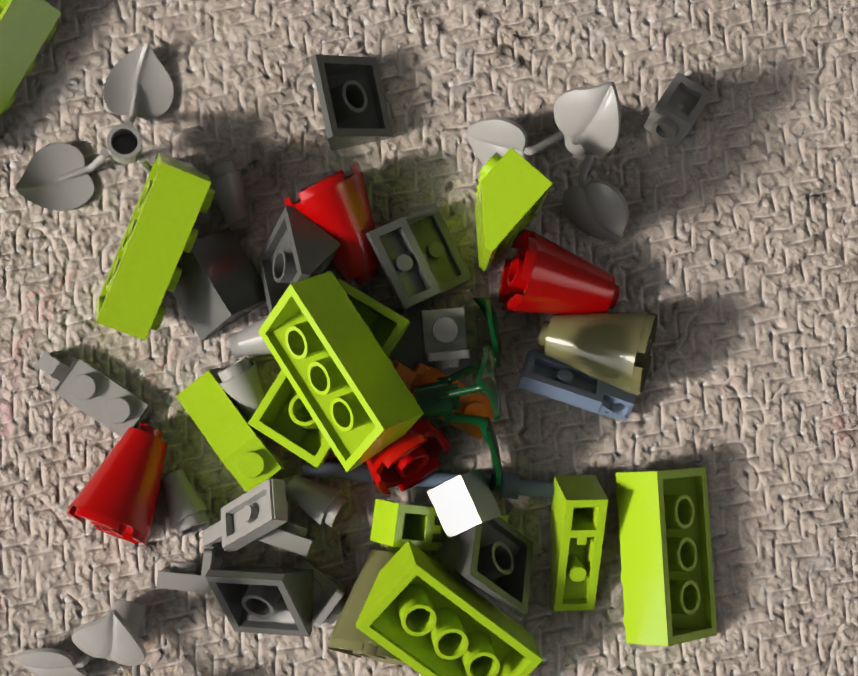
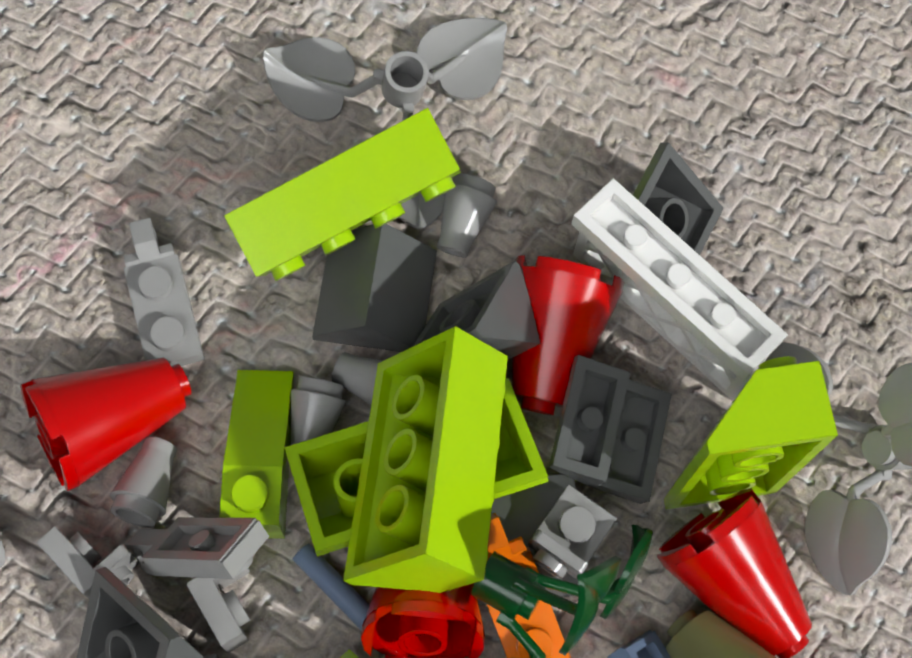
camera: 40 degrees right, 15 degrees down
(318, 500) = (288, 602): light grey cone -> none
(390, 144) = (675, 289): none -> white fence

